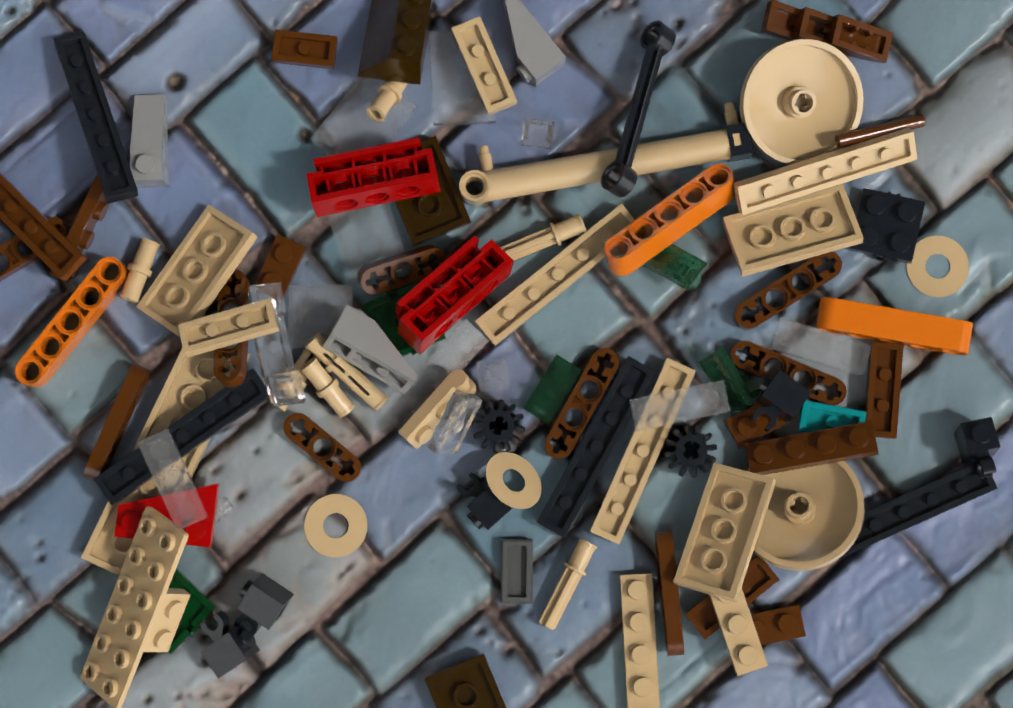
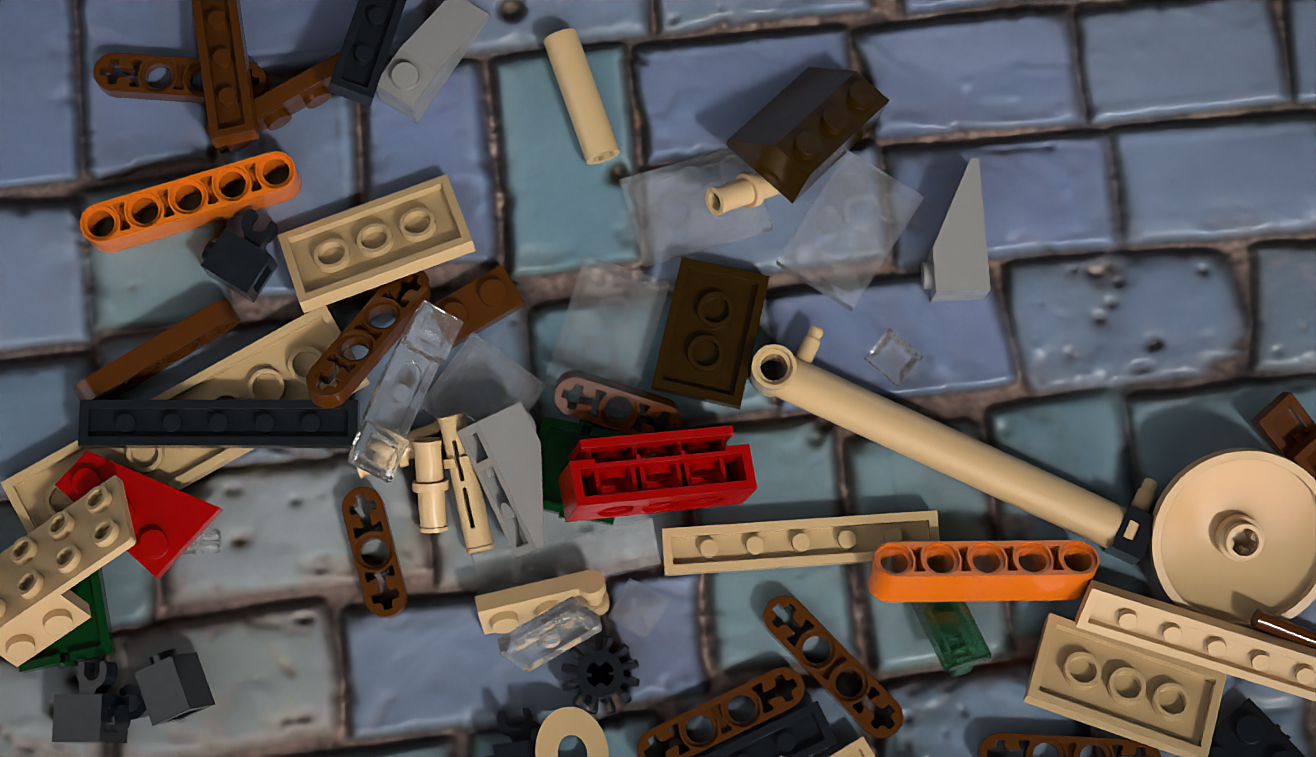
camera: 35 degrees right, 5 degrees down
(127, 336) = (239, 261): none -> black brick
(139, 270) = (312, 195): tan pin -> none
(172, 479) = (169, 465): clear plate -> none
(228, 327) = (362, 331): tan plate -> none
(253, 105) = (581, 96): none -> tan piece
(304, 49) = (687, 72): reddish brown plate -> none
(335, 546) = (293, 657): tan piece -> none
(362, 190) = (634, 276): red brick -> none
(484, 66) = (884, 233): tan plate -> none
(545, 238) = (814, 488): tan axle -> none
(553, 389) = (698, 677): clear green plate -> none
(619, 176) = (956, 474): black piece -> none
(622, 336) = (836, 662): none -> reddish brown beam

